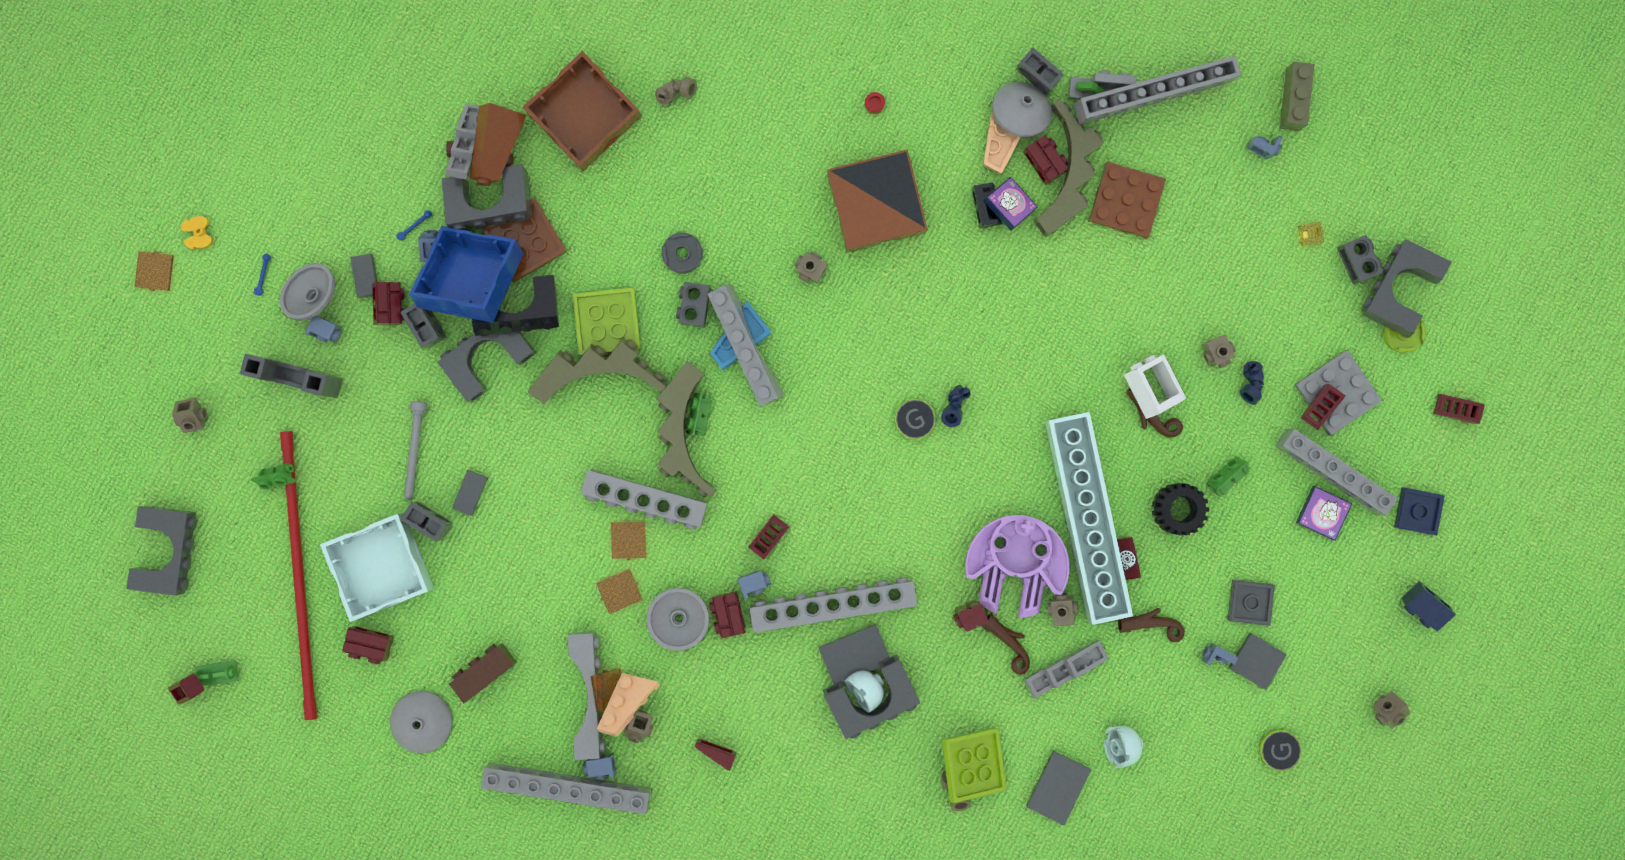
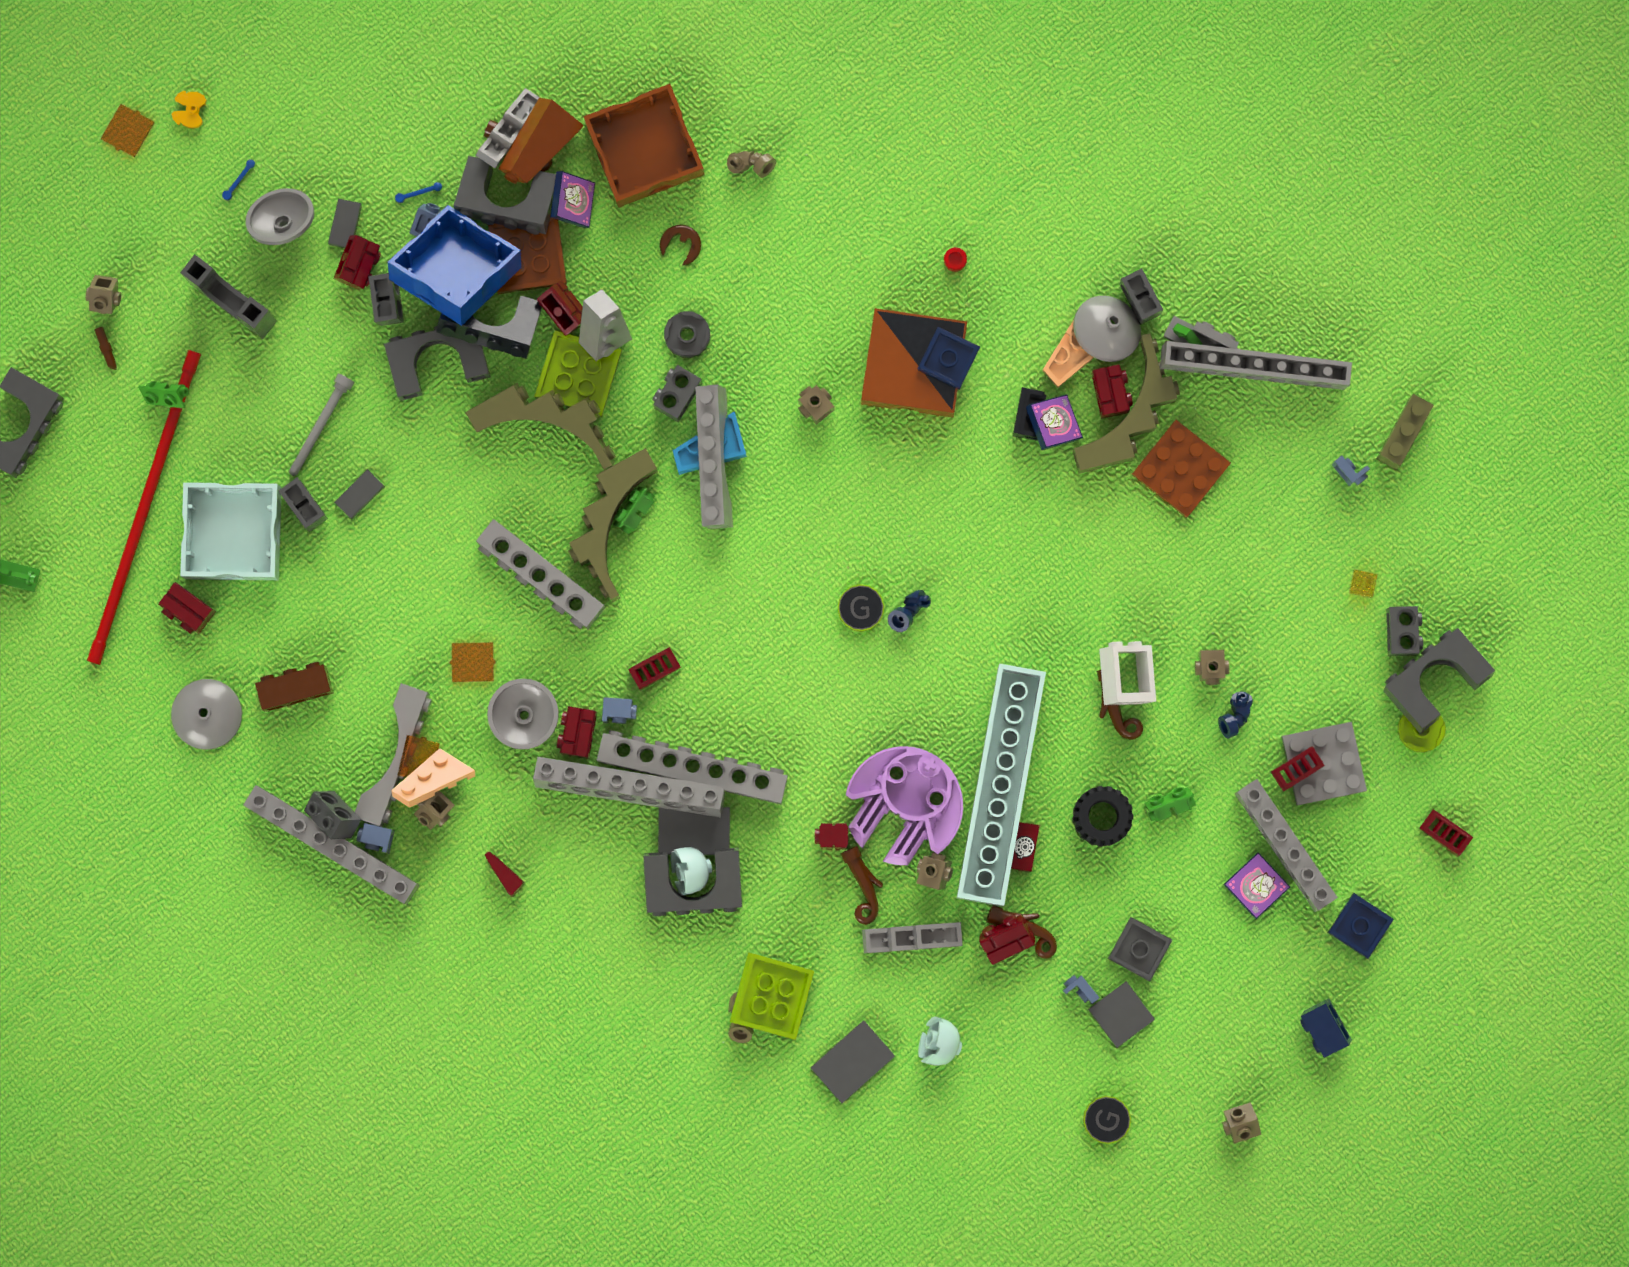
camera: 30 degrees right, 5 degrees down
(212, 457) = (105, 348): none -> reddish brown piece
(324, 329) = (279, 262): sand blue brick -> none
(542, 179) = (572, 199): none -> tile
(557, 765) = (332, 815): none -> dark grey brick
(572, 272) = (562, 307): none -> dark red brick
(610, 275) = (602, 326): none -> light grey wedge
(628, 540) = (504, 612): clear orange piece -> none
(646, 170) = (686, 233): none -> reddish brown head
(788, 643) = (629, 787): none -> light grey brick
(905, 185) = (948, 358): none -> dark blue tile
(1144, 640) = (1007, 938): none -> dark red brick

